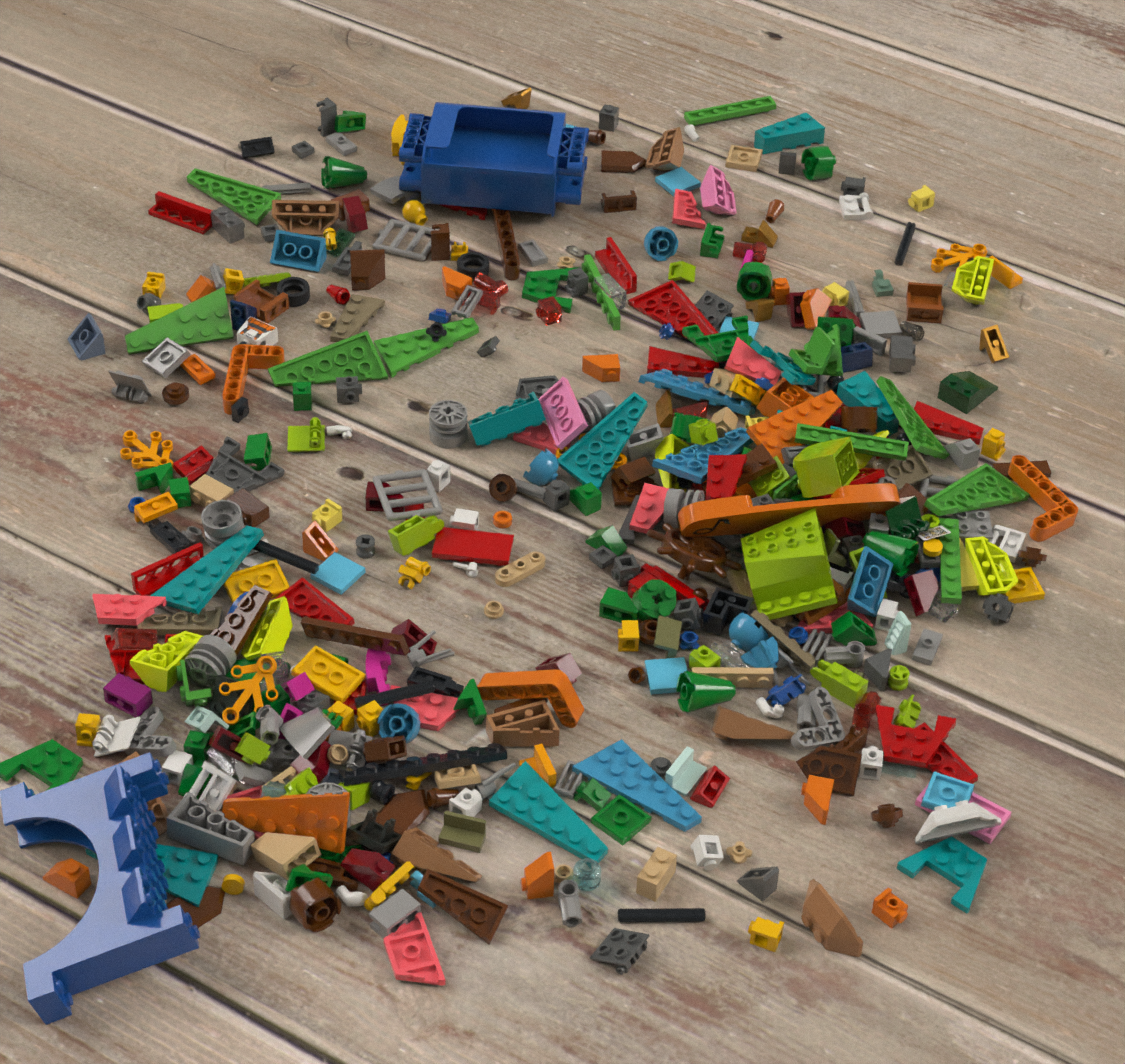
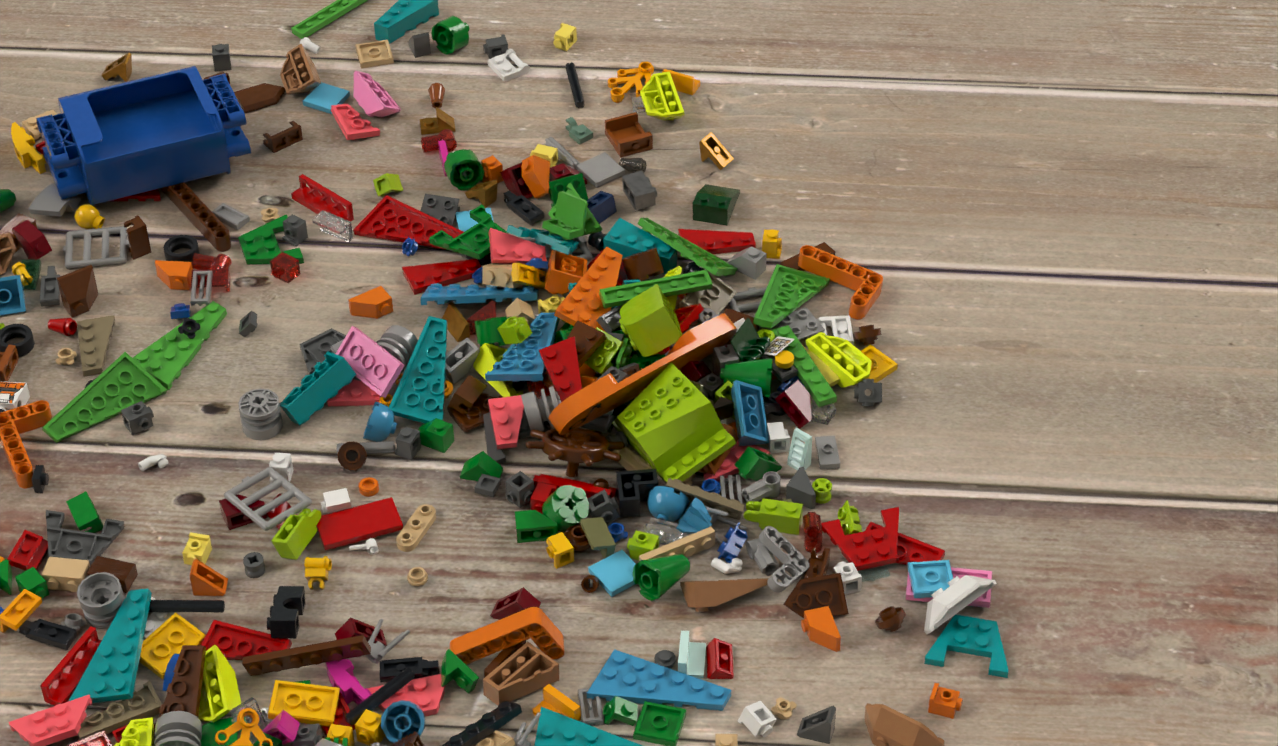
camera: 25 degrees left, 0 degrees up
(302, 396) = (93, 441): green slope -> none
(307, 437) = (124, 481): lime hinge -> none
(338, 573) = (243, 601): medium azure tile -> none
(357, 597) = (285, 613): none -> black arch
(458, 250) = (157, 241): yellow tile -> none
(607, 304) = (335, 240): bright green plate -> none
(660, 243) = (351, 163): dark azure cylinder -> none
(711, 241) = (396, 145): green hinge -> none
(788, 333) = (523, 208): none -> black hinge
(845, 569) = (724, 408): none -> dark brown slope
(876, 342) = (594, 186): light grey tile -> none

